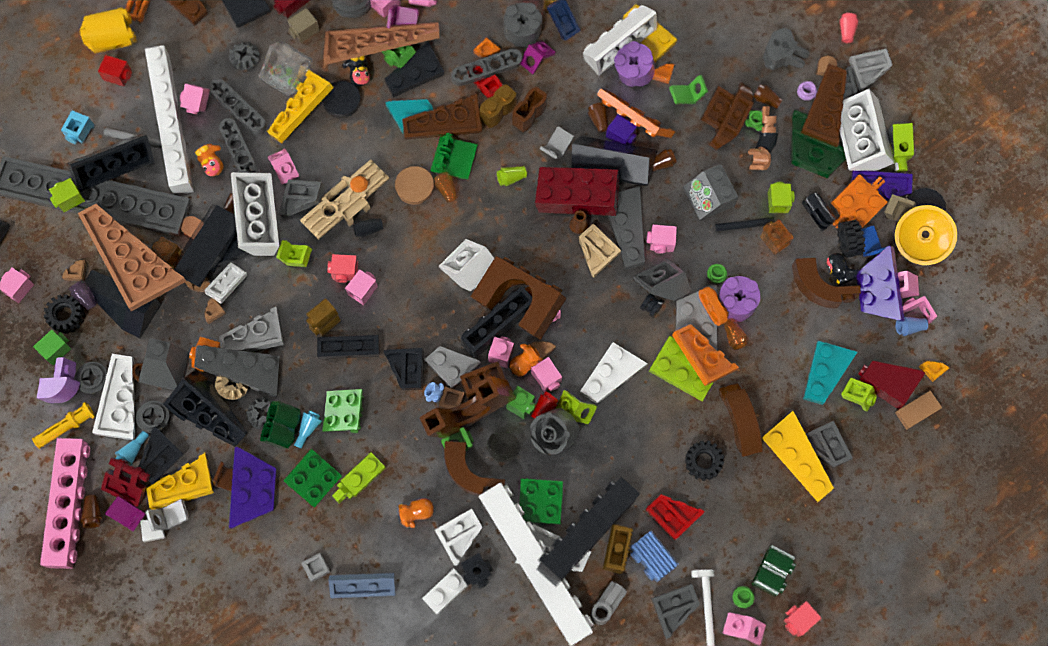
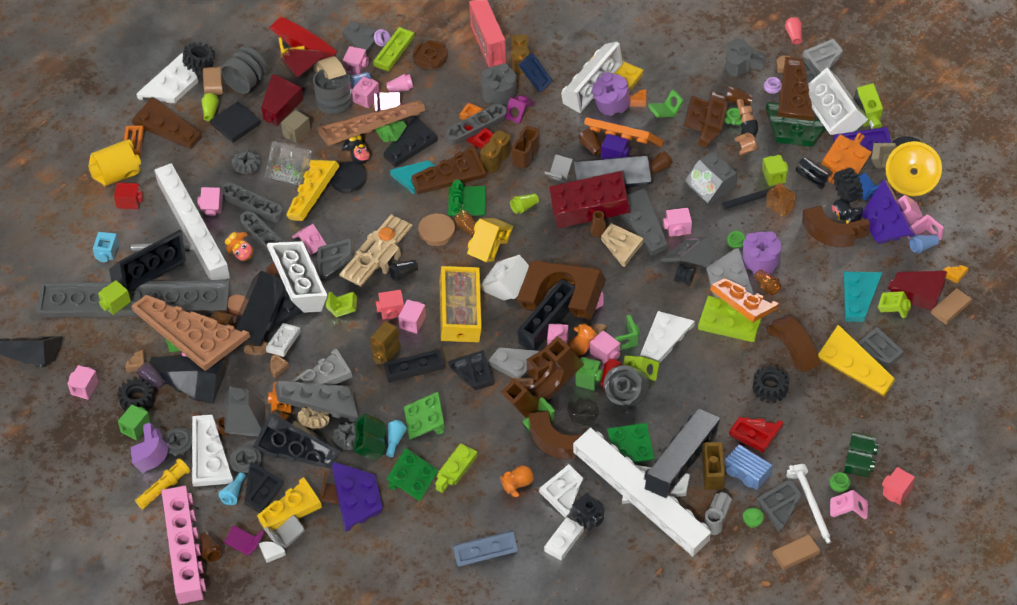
camera: 10 degrees left, 20 degrees down
(122, 486) = (226, 517): dark red plate -> none
(315, 567) = (436, 546): light grey tile -> none
(412, 286) = (460, 304): none -> brick
(433, 392) = (503, 381): light blue plate -> none
(461, 212) = (488, 237): none -> yellow brick
(581, 361) = (633, 330): none -> bright green bracket
(643, 616) = (753, 517): none -> bright green plate
(713, 306) = (740, 260): orange plate -> none

